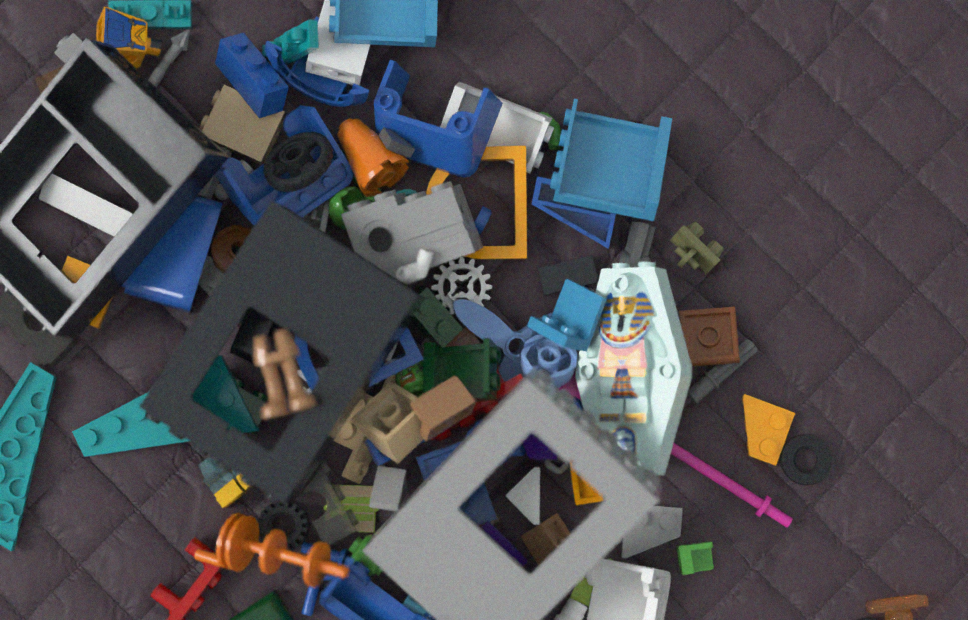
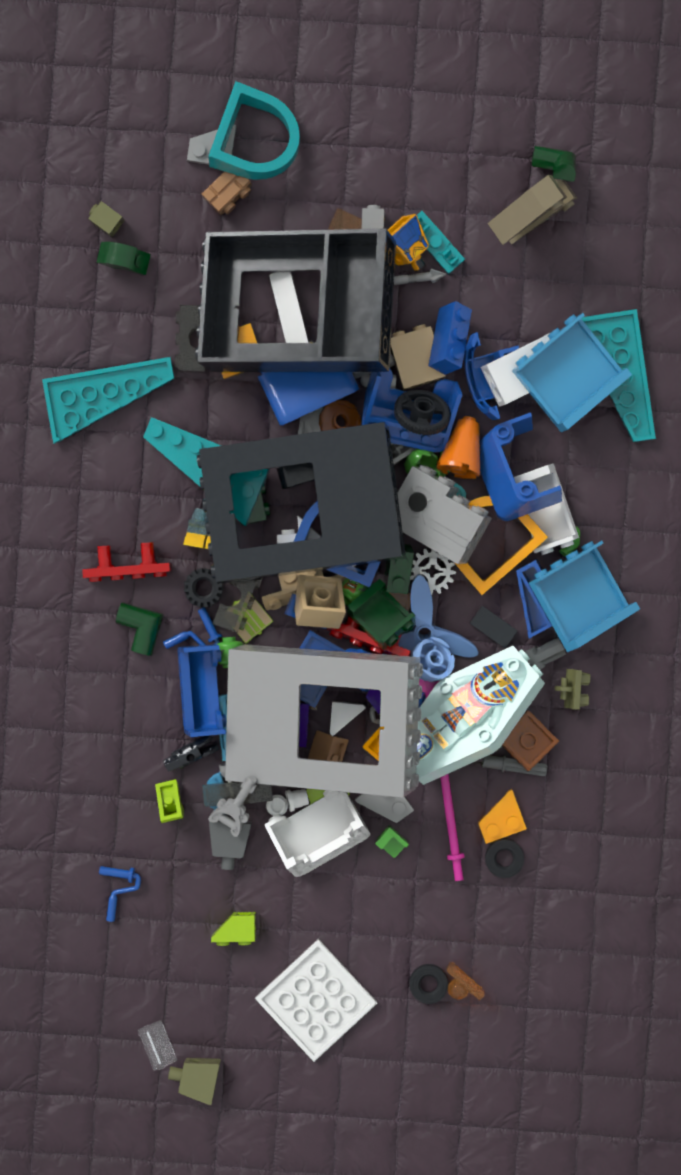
camera: 50 degrees right, 5 degrees up
(240, 542) = (172, 573): orange piece -> none
(286, 355) = (289, 502): medium nougat piece -> none
(297, 41) = (492, 347): teal plate -> none
(389, 488) = (277, 631): light grey slope -> none
(396, 143) = (483, 460): dark grey tile -> none
(417, 270) = (418, 540): white arm -> none
(442, 407) = (351, 623): medium nougat panel -> none
(482, 219) = (483, 547): blue tile -> none
(573, 317) = (468, 653): dark azure bracket -> none

